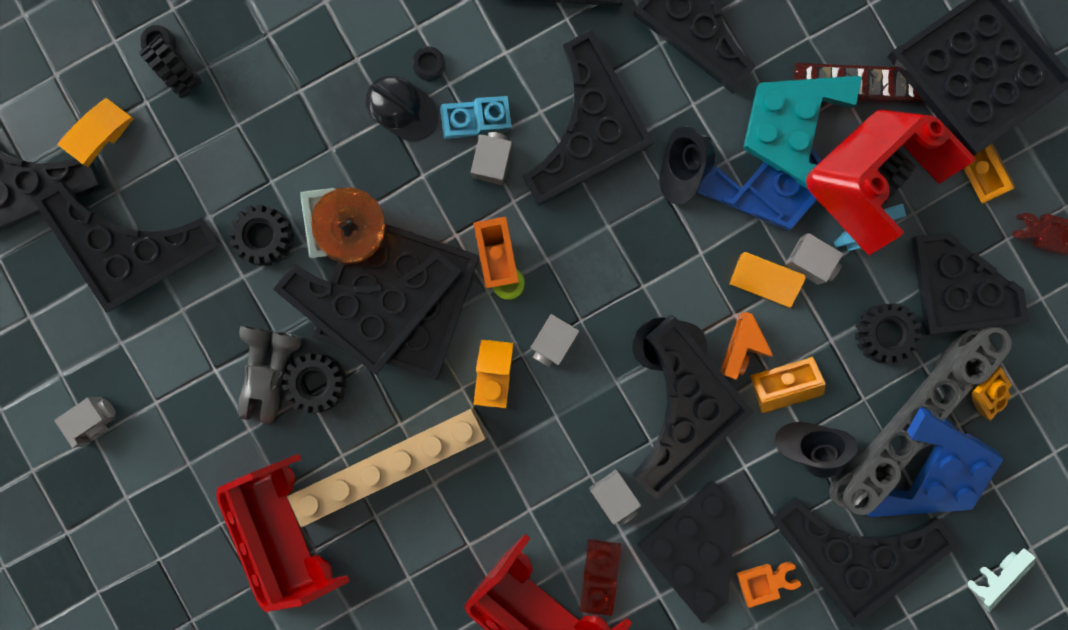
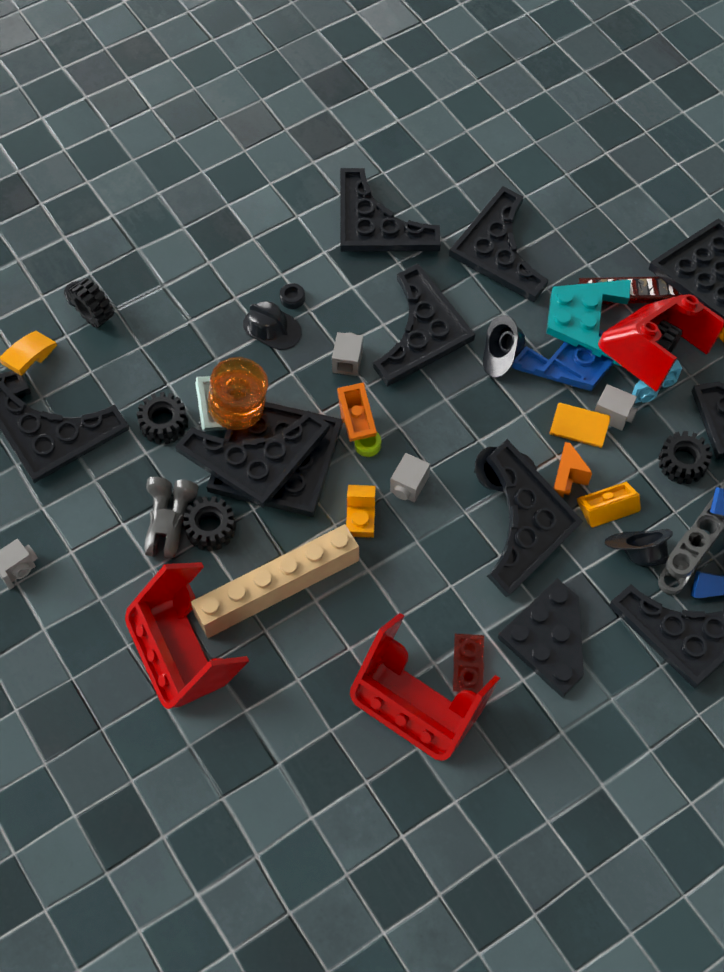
camera: 10 degrees left, 25 degrees down
(475, 117) = (325, 330): medium azure slope -> none
(615, 498) = (474, 594): light grey brick -> none
(762, 585) = (612, 658): orange plate -> none

